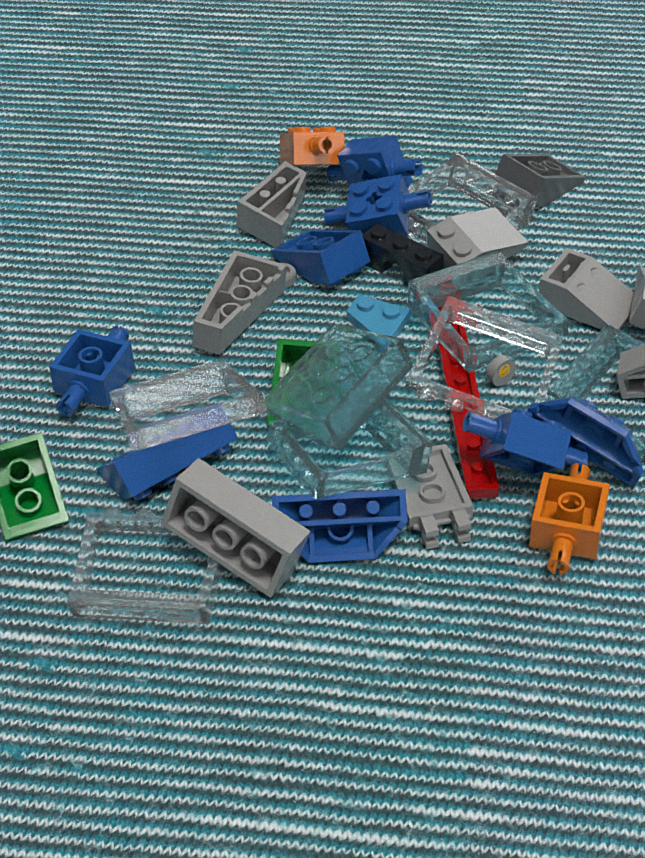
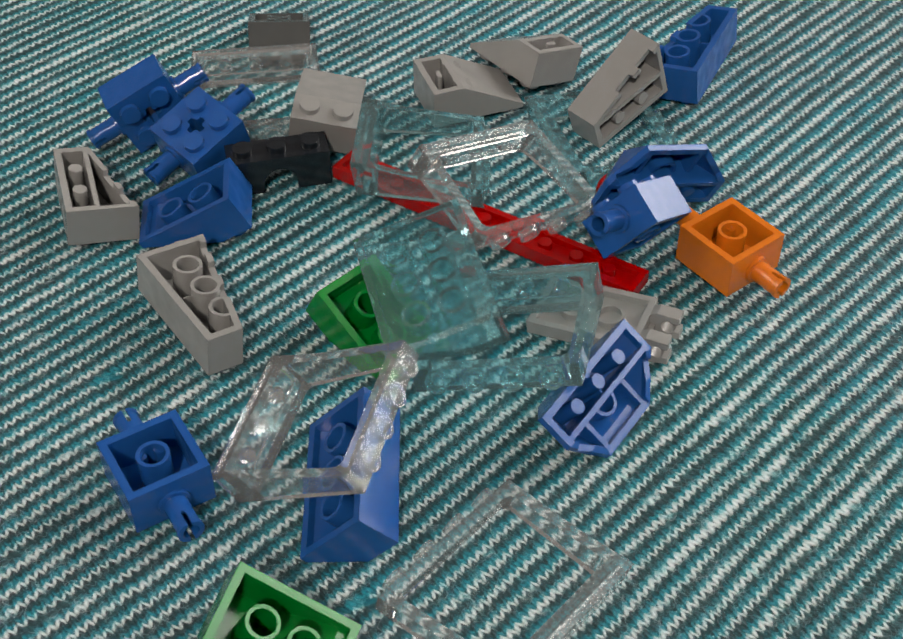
camera: 55 degrees left, 0 degrees up
(234, 527) = (557, 470): light grey brick -> none
(311, 148) = (55, 123): orange brick -> none
(378, 316) = (328, 226): dark azure wing -> none
(500, 370) = (498, 189): light grey tile -> none

